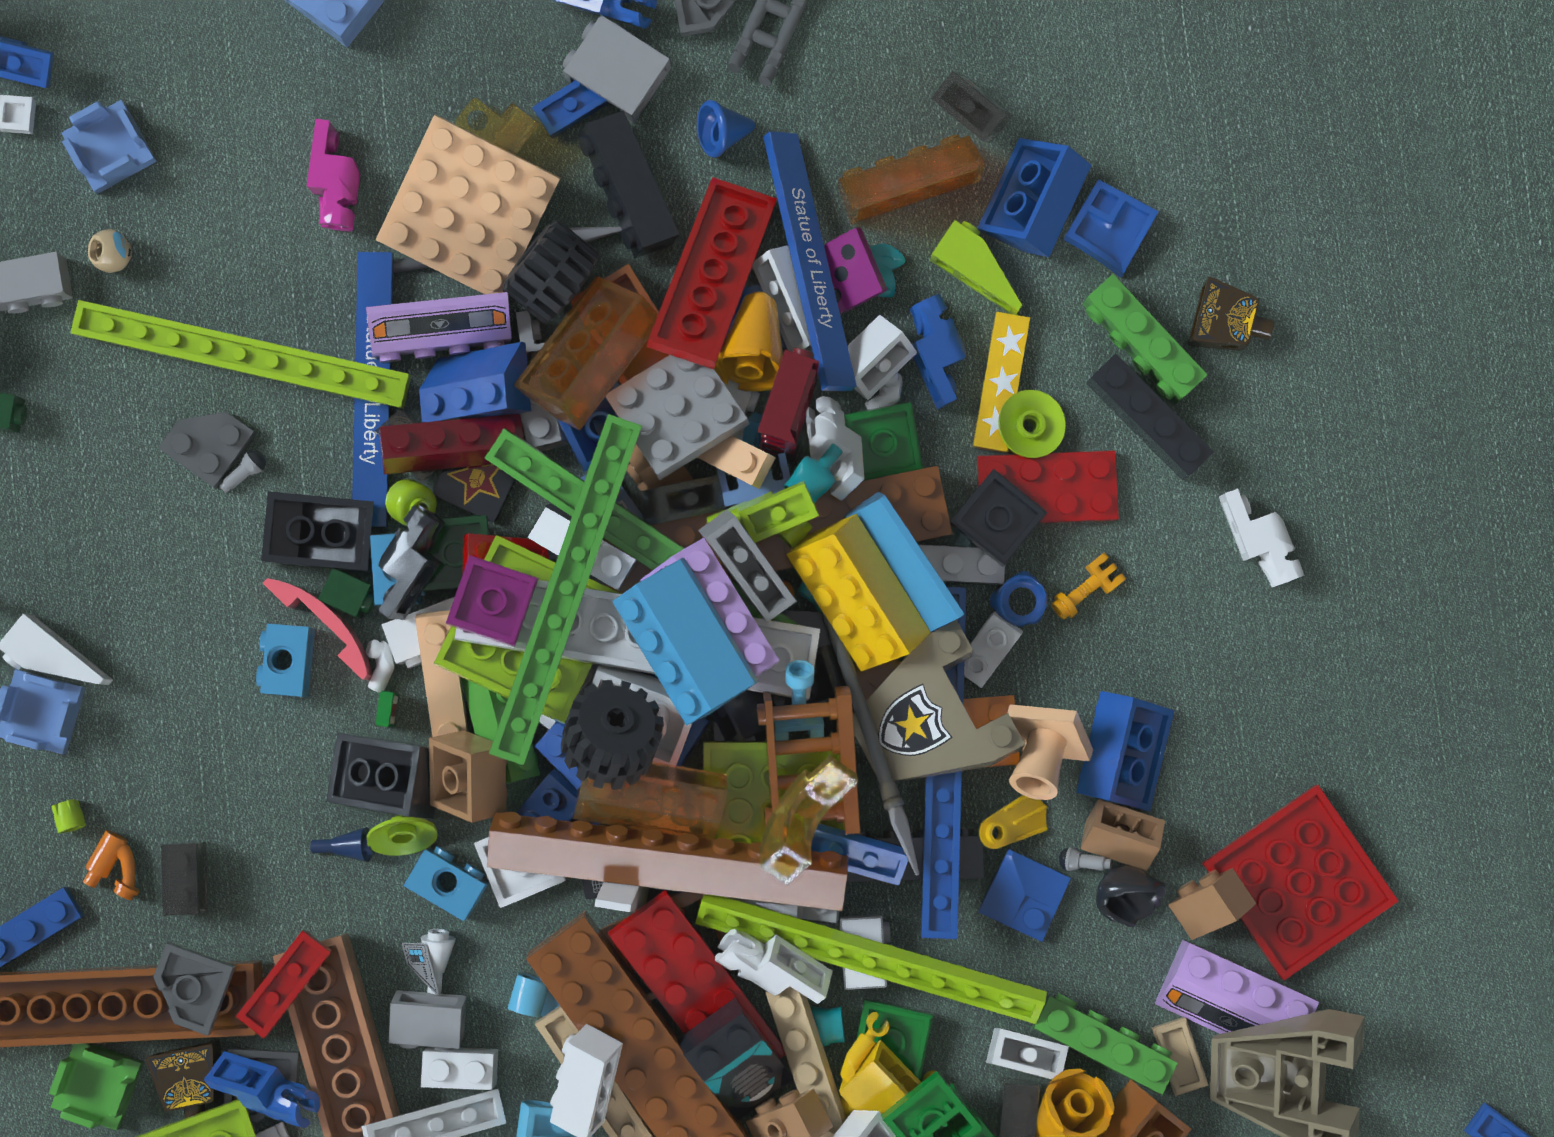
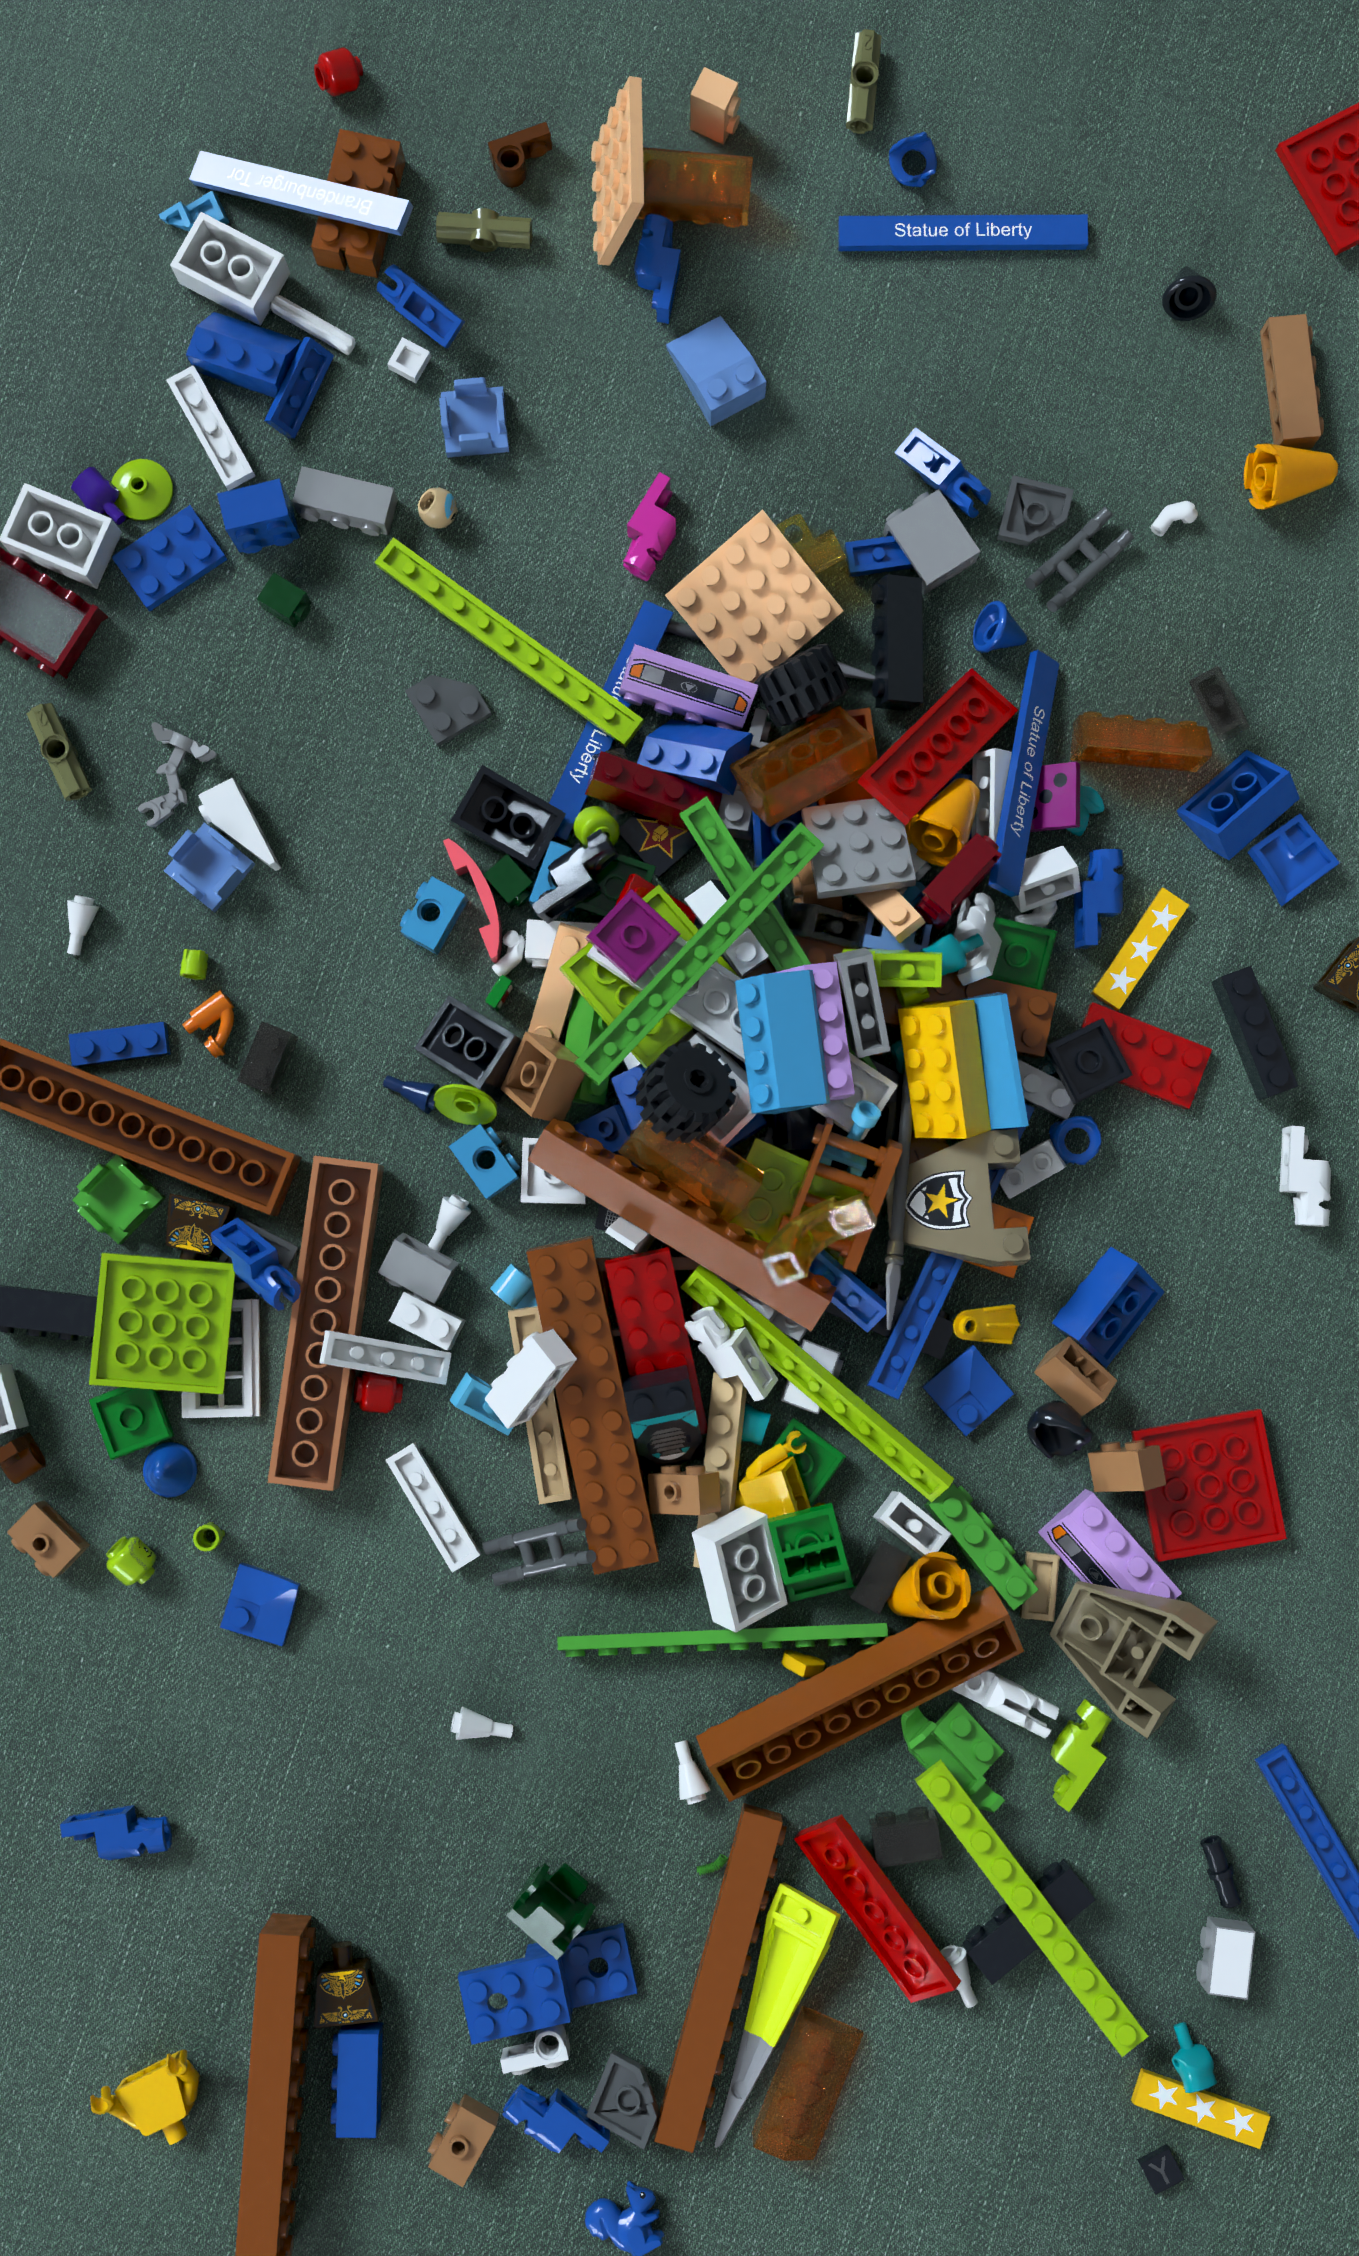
camera: 25 degrees right, 0 degrees up
(192, 986) = (236, 1150): dark grey plate -> none
(252, 463) = (477, 738): light grey piece -> none
(284, 984) = (313, 1182): red plate -> none
(419, 961) = (432, 1216): light grey sticker -> none
(971, 261) = (1160, 836): lime slope -> none
(1045, 417) = (1163, 990): lime dish -> none
(1048, 739) = (1053, 1266): light nougat plant -> none
(1065, 605) = (1111, 1160): light orange hinge -> none
(1072, 859) = (1023, 1379): light grey piece -> none
(1143, 339) = (1279, 965): bright green brick -> none

